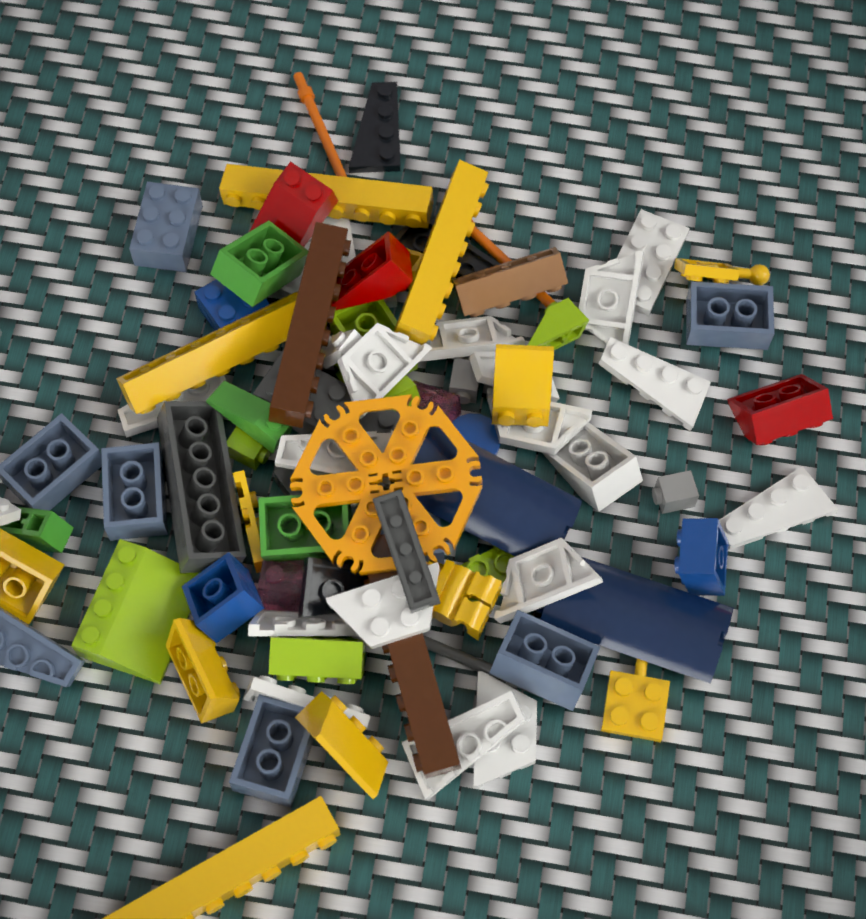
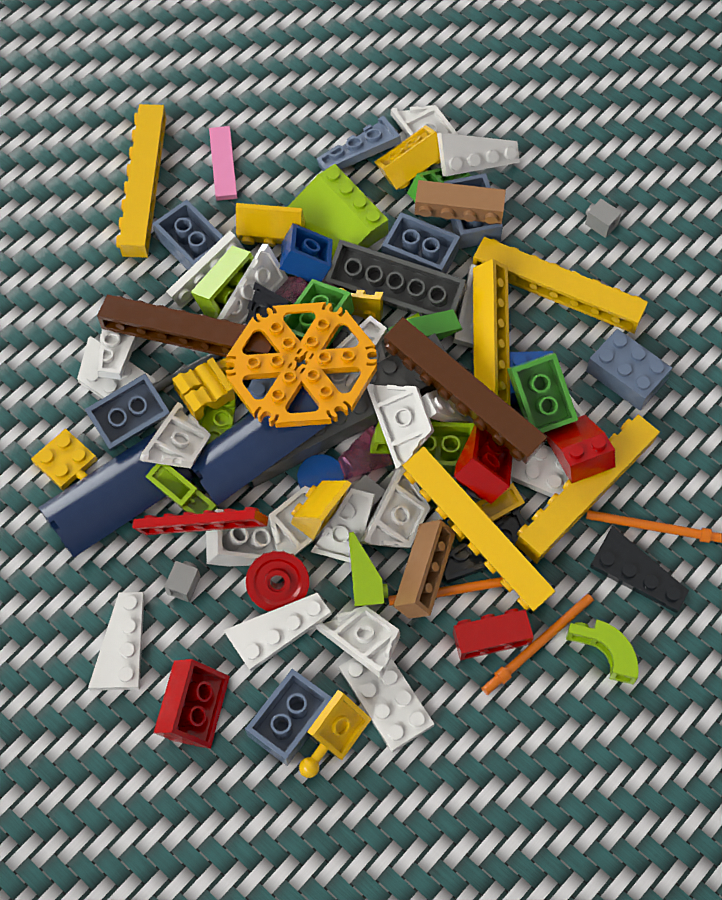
camera: 125 degrees right, 0 degrees up
(59, 463) = (460, 202): none -> medium nougat brick
(97, 340) = (564, 286): none -> yellow brick
(132, 801) = (223, 163): none -> bright pink tile
(345, 741) = (158, 262): yellow slope -> none
(381, 611) = (218, 324): white wing -> none
(406, 551) = (242, 342): dark grey tile -> none
(471, 104) = (614, 646): none -> lime arch
(527, 205) = (492, 634): none -> red brick
(555, 181) = (503, 674): none -> orange bar
(593, 539) = (179, 489): none -> lime slope
(614, 401) = (275, 595): none -> red gear
(616, 482) = (207, 521): none -> red plate
(702, 556) = (118, 555): blue brick -> none

